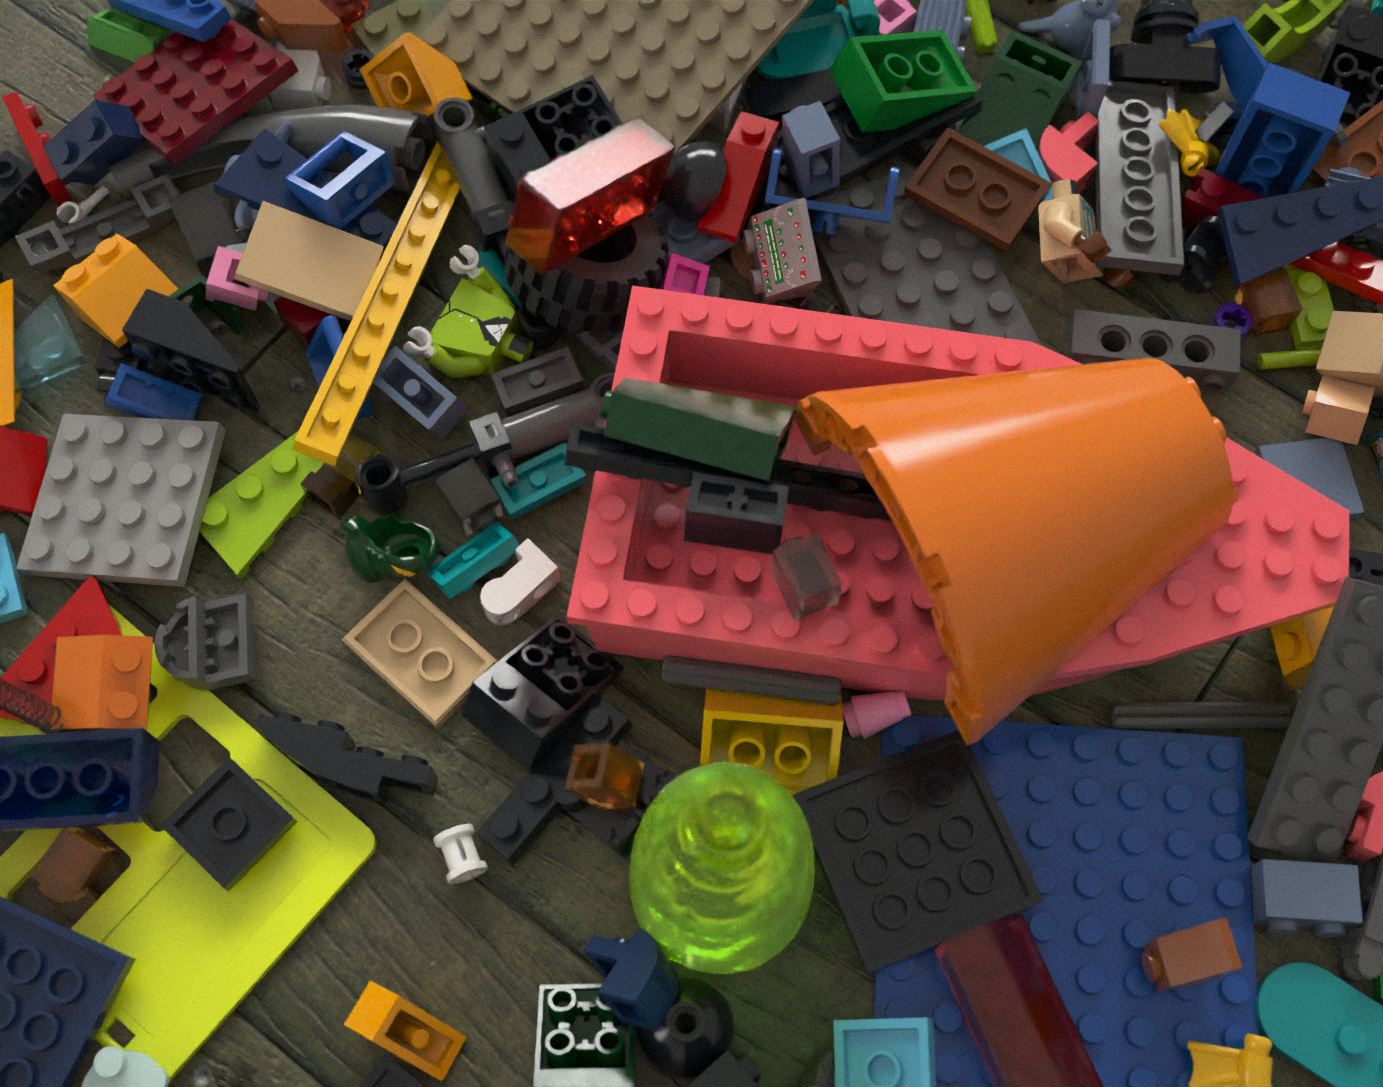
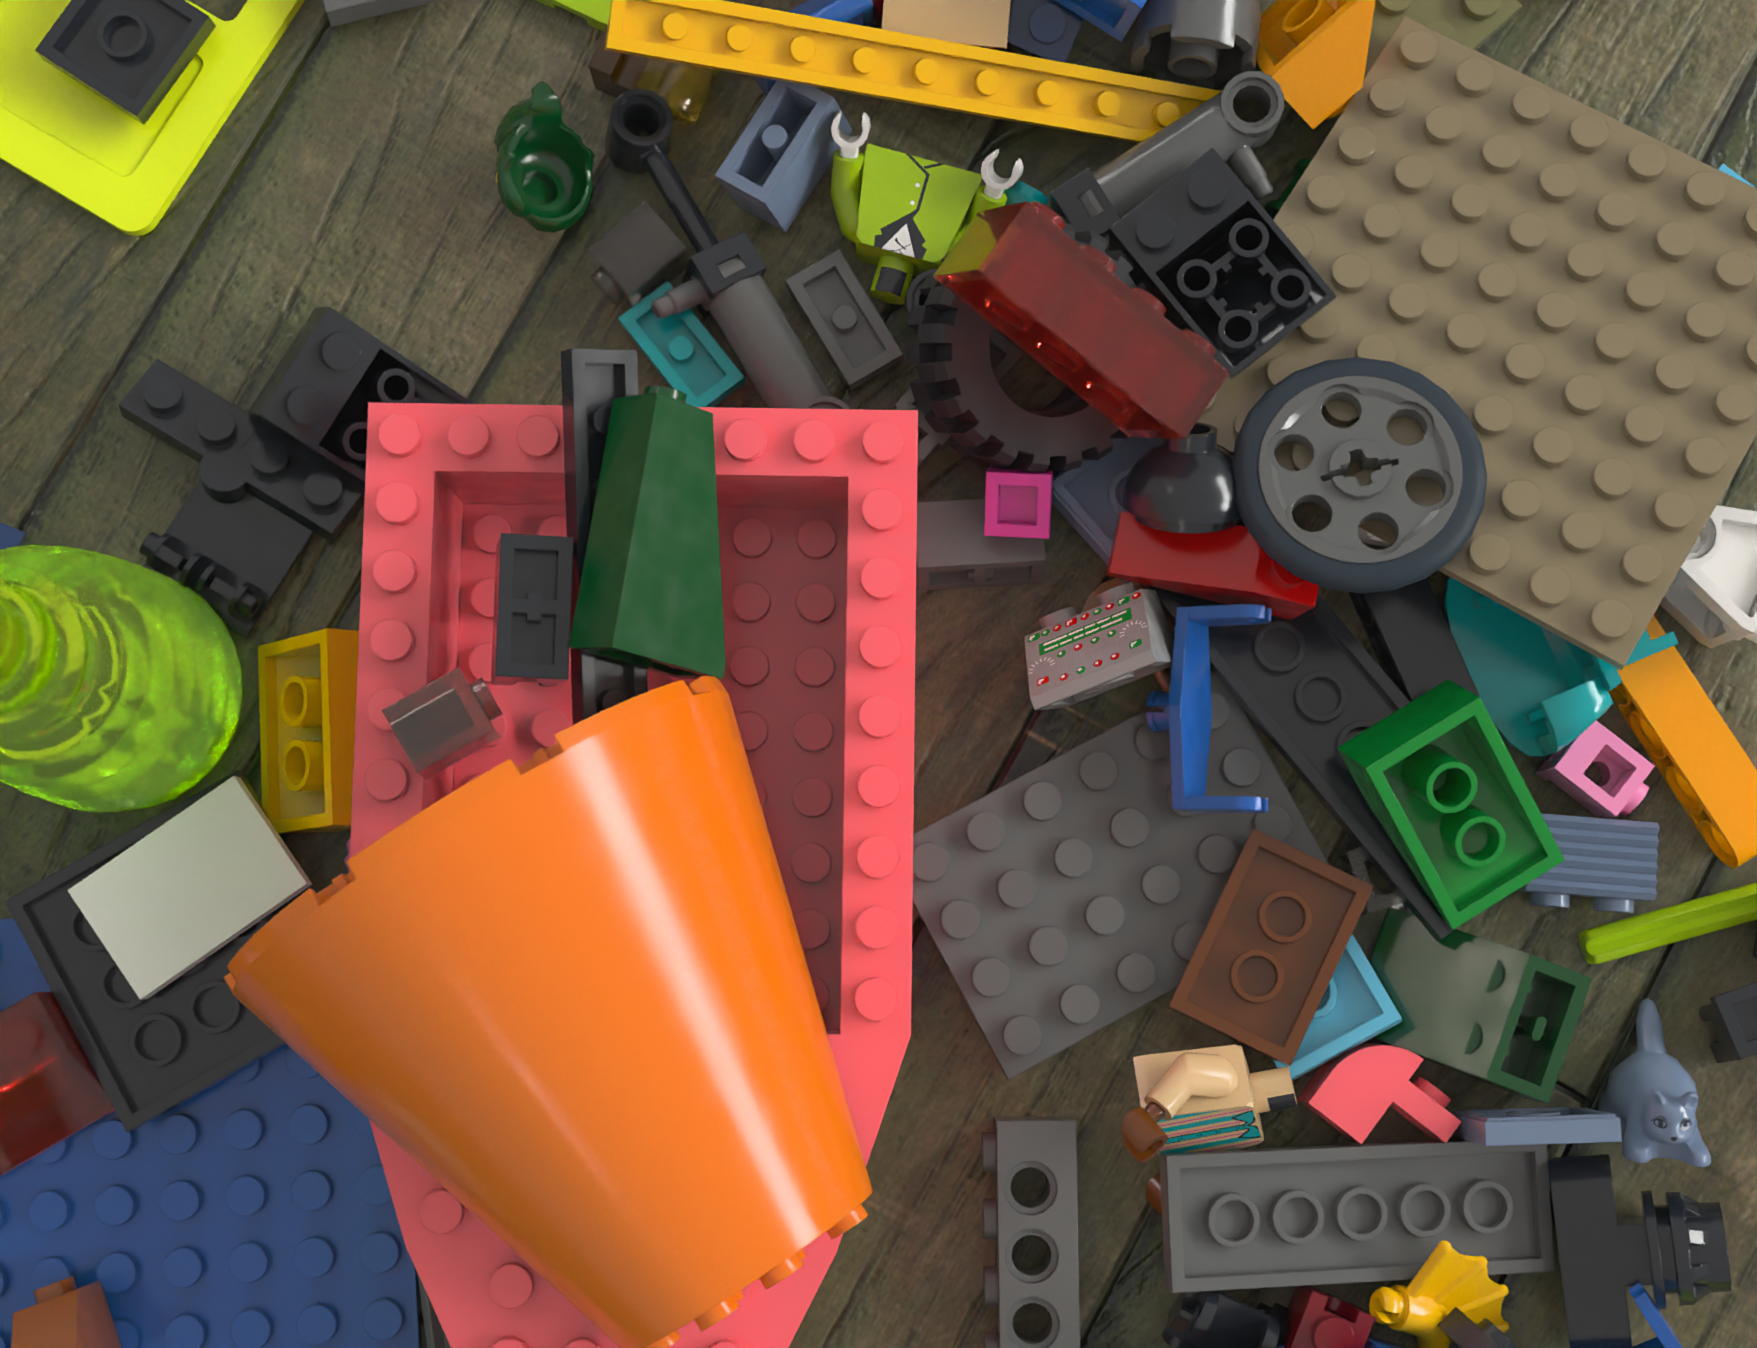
camera: 80 degrees right, 15 degrees up
(329, 756) = (231, 145): black slope -> none
(419, 652) = (405, 238): tan tile -> none
(460, 853) = (124, 344): white bush -> none
(473, 560) = (543, 281): teal plate -> none
(521, 587) = (511, 353): white leg -> none
(604, 776) = (230, 510): clear orange brick -> none
(700, 33) = (1335, 555): none -> wedge
(811, 149) = (1275, 663): sand blue brick -> none
(875, 831) = (189, 887): none -> white tile

